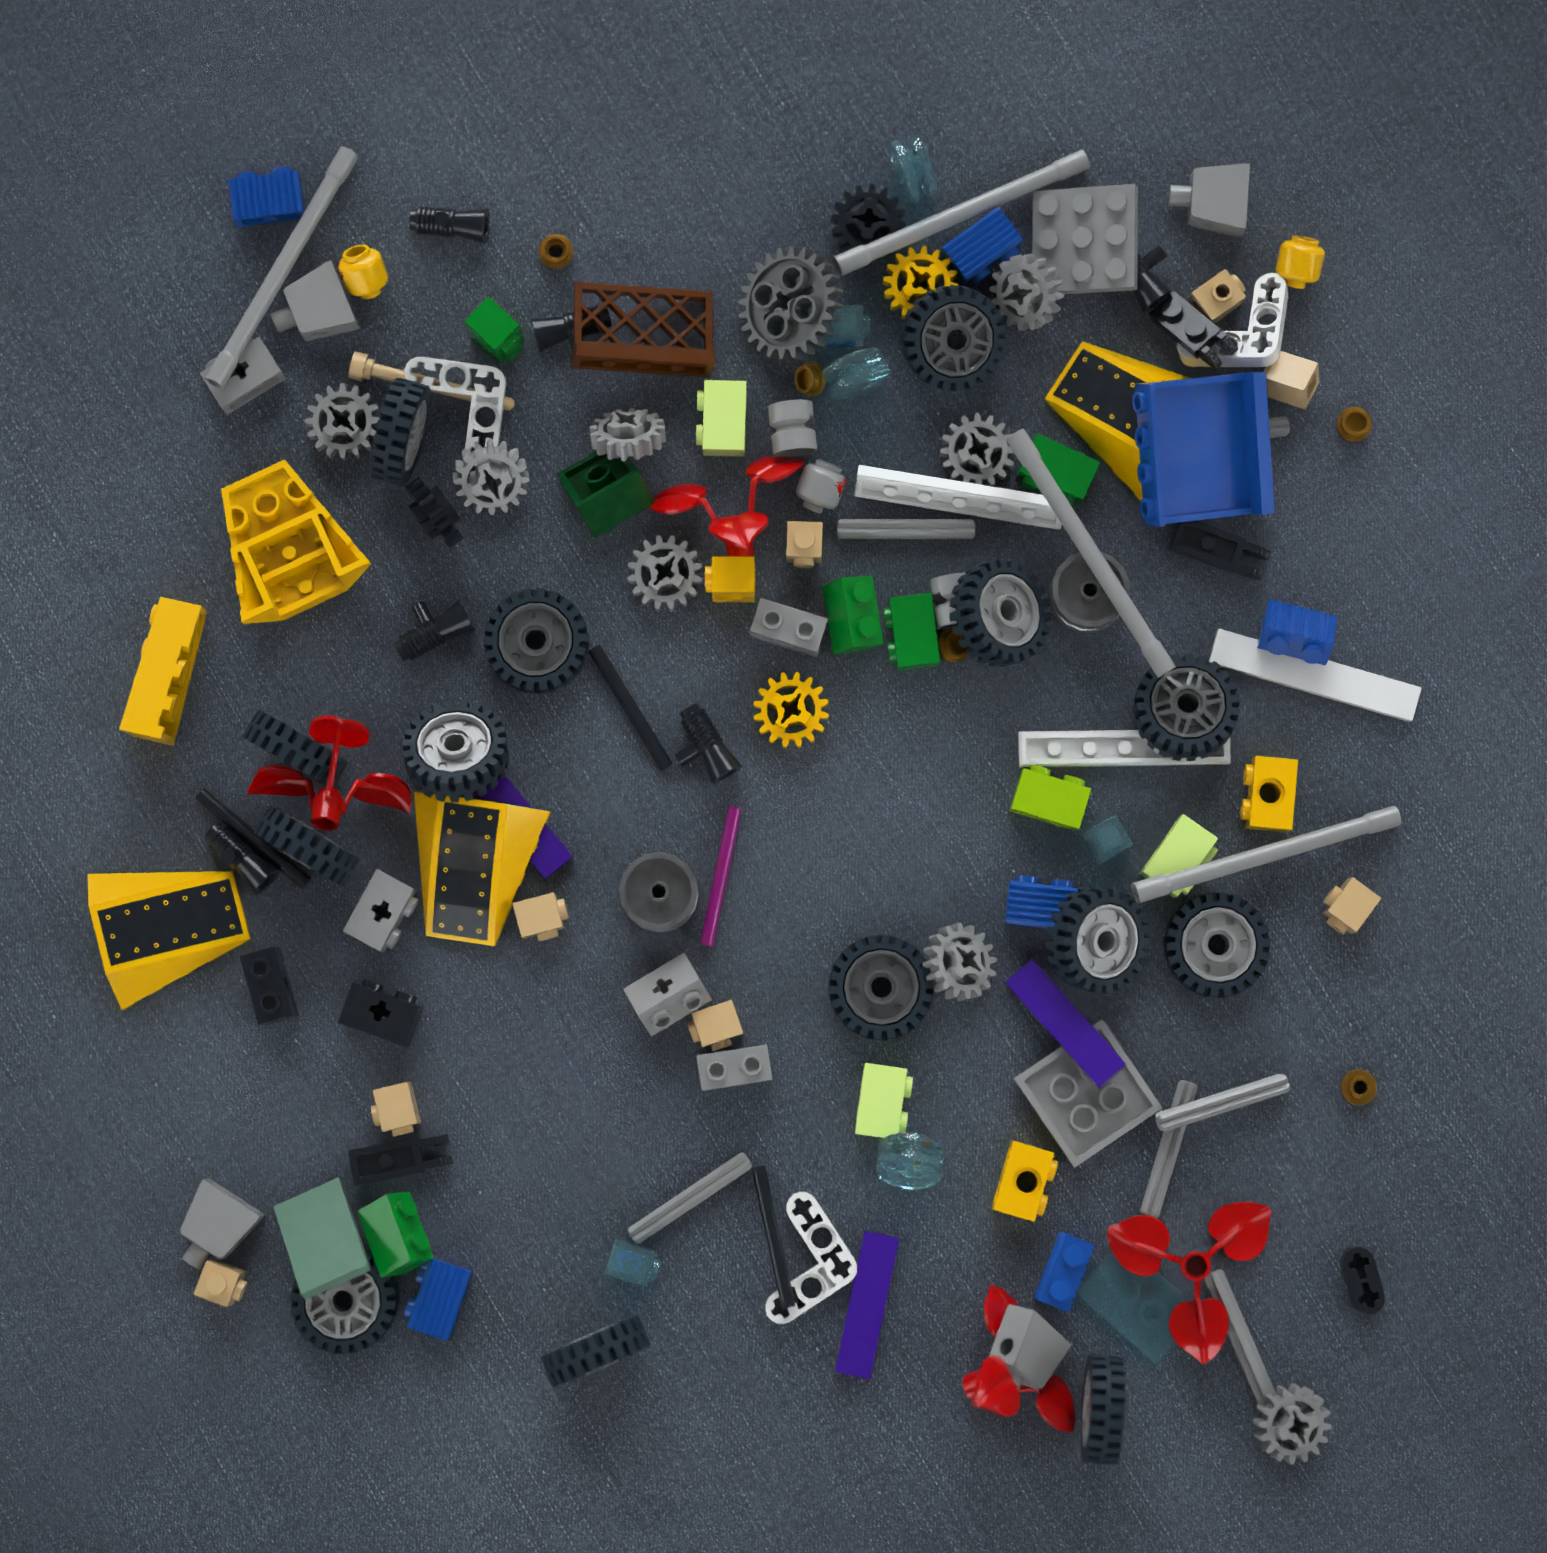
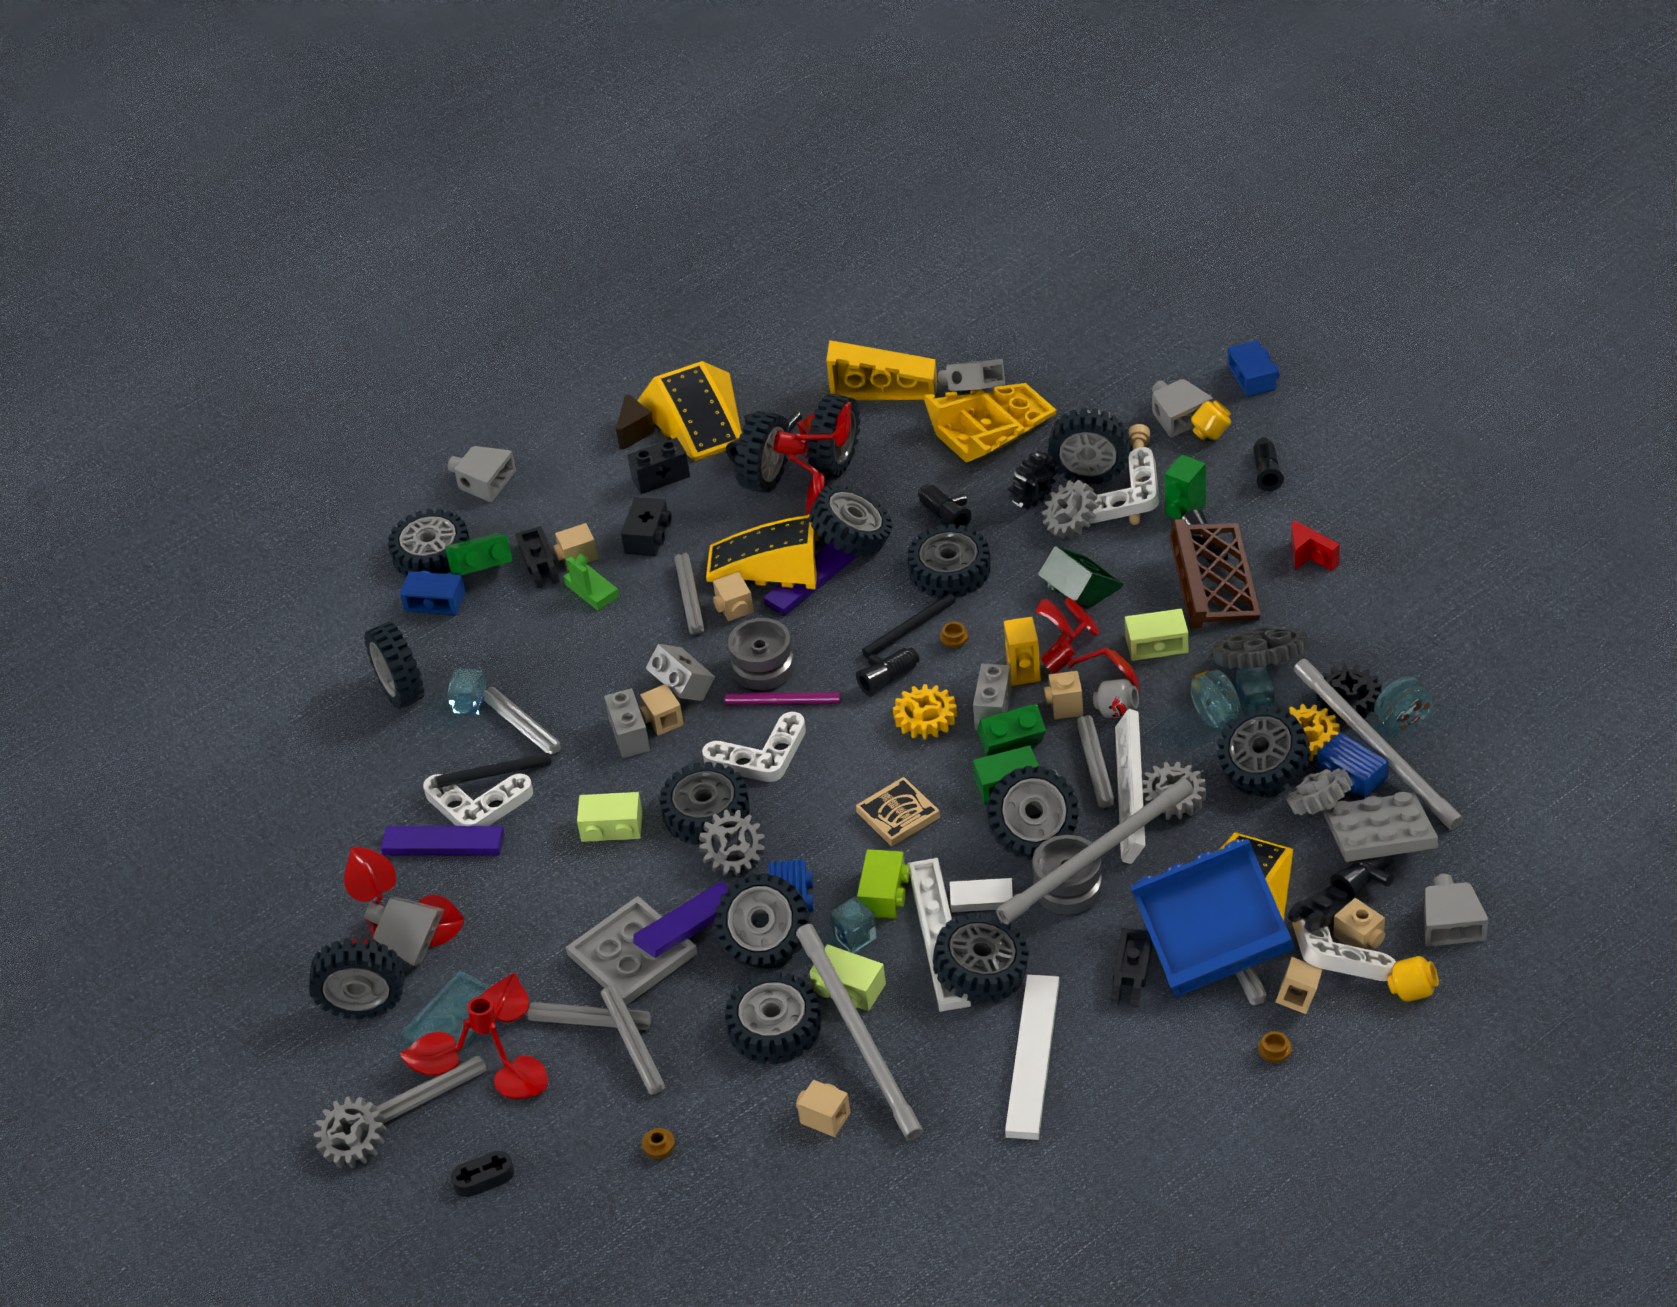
camera: 85 degrees right, 40 degrees down
(167, 1011) = (633, 423): none -> dark brown slope
(205, 553) = (973, 375): none -> light grey torso
(221, 1283) = (438, 478): tan brick -> none
(228, 358) = (1281, 399): light grey piece -> none
(261, 376) = (1113, 378): light grey brick -> none
(322, 1238) = (472, 516): sand green tile -> none
(364, 920) = (723, 512): light grey brick -> none
(466, 1094) = (589, 583): none -> bright green piece
(512, 970) = (689, 594): none -> light grey axle
(551, 242) = (1264, 522): pearl gold plate -> none
(610, 213) = (1312, 545): none -> red slope
(627, 434) = (1124, 574): light grey gear -> none
(652, 564) = (1014, 610): light grey gear -> none
(664, 656) = (954, 635): none -> pearl gold plate
(792, 427) = (1160, 671): light grey wheel -> none
(818, 914) = (761, 760): none -> white beam
(909, 1161) = (560, 833): clear light blue head -> none
(934, 765) = (897, 811): none -> tan tile
(1019, 1159) = (551, 916): yellow brick -> none
(1064, 1271) = (476, 954): blue brick -> none
(1068, 468) = (1171, 841): green brick -> none
(1080, 692) = (980, 894): none -> white tile
(1282, 776) = (915, 1034): yellow brick -> none
(1297, 632) = (1065, 1026): blue brick -> none

